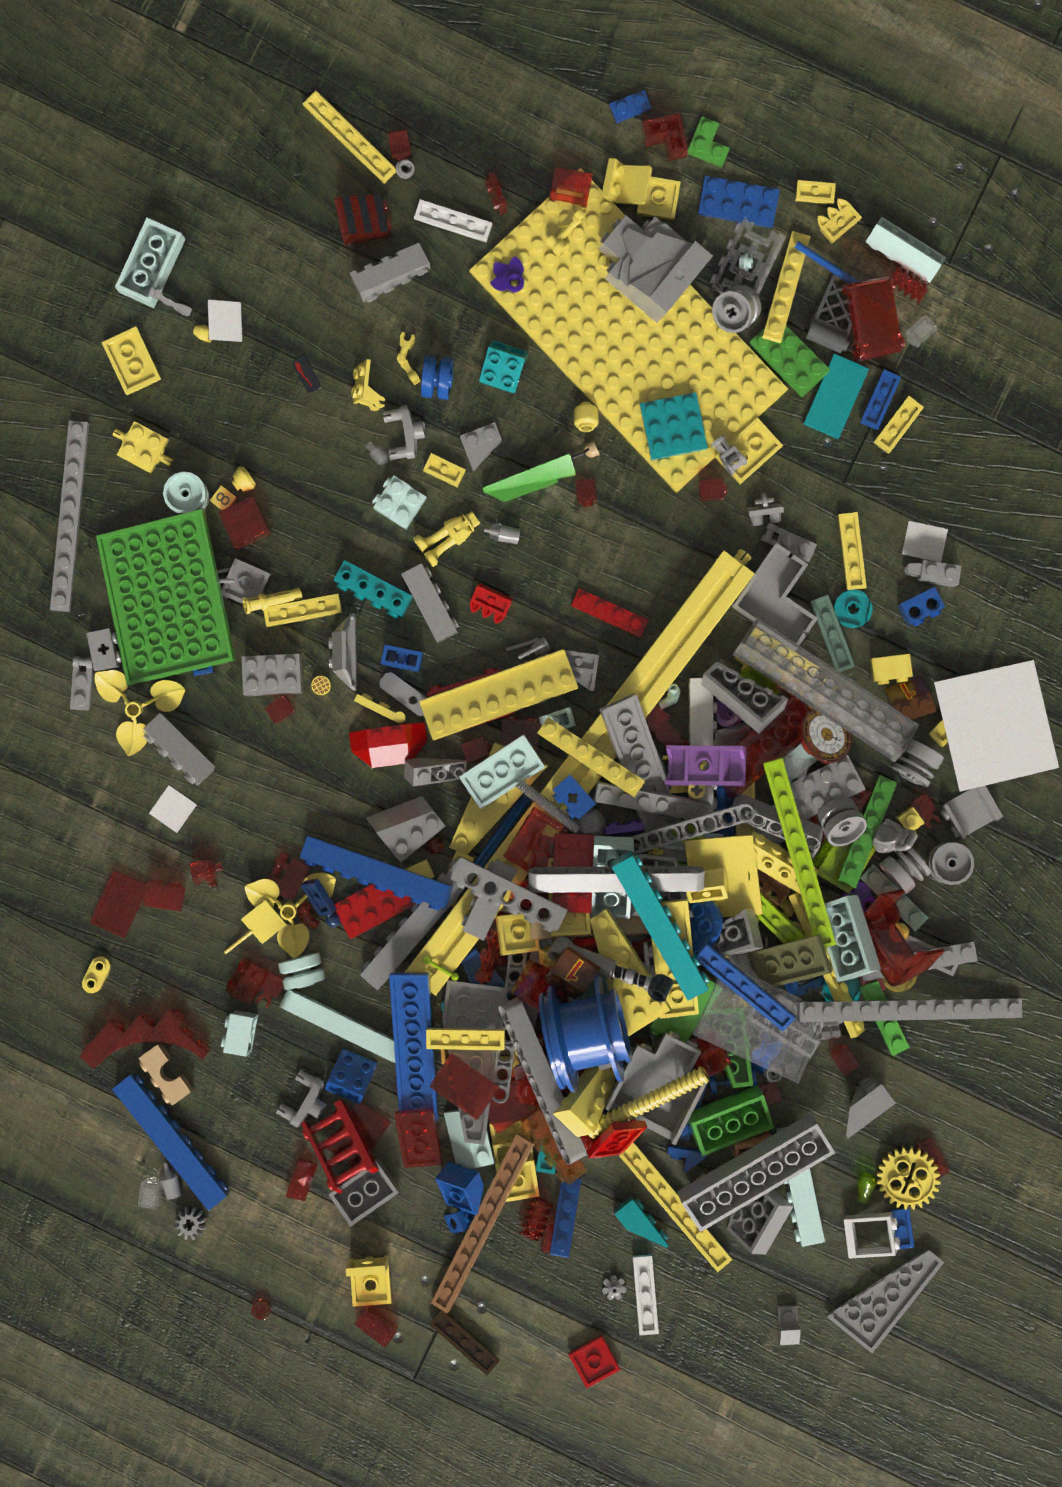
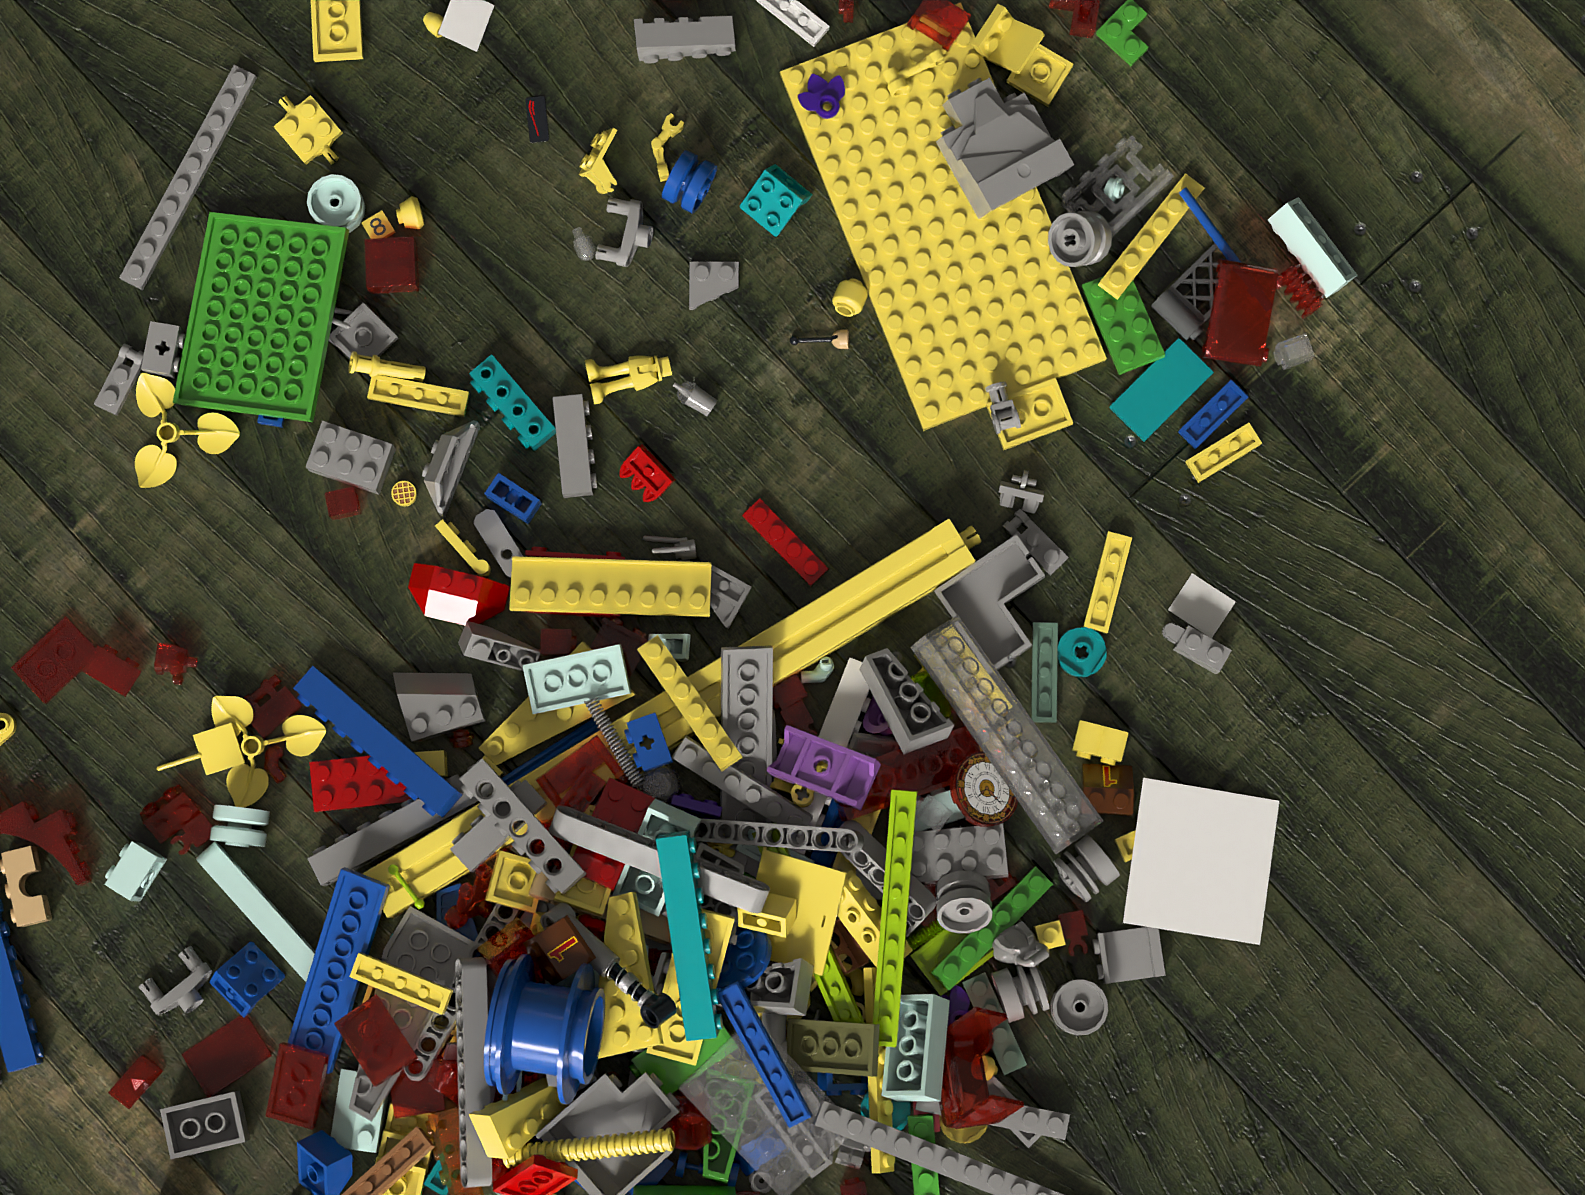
camera: 25 degrees right, 5 degrees down
(172, 809) = (166, 571): white sticker -> none
(178, 750) = (202, 502): light grey brick -> none
(321, 901) = (297, 752): dark blue plate -> none
(358, 1146) = (222, 1064): red fence -> none
(399, 502) = (585, 311): light aqua plate -> none
(444, 470) = (655, 295): light yellow plate -> none
(531, 479) = (754, 346): wedge -> none
(586, 492) = (814, 387): clear red bracket -> none
(673, 426) = (949, 349): teal plate -> none
(712, 490) = (967, 443): clear red brick -> none
(737, 200) = (1134, 112): blue plate -> none
(815, 192) = (1230, 138): light yellow plate -> none
(839, 221) = (1246, 183): light yellow plate -> none
(919, 603) = (1164, 676): blue brick -> none

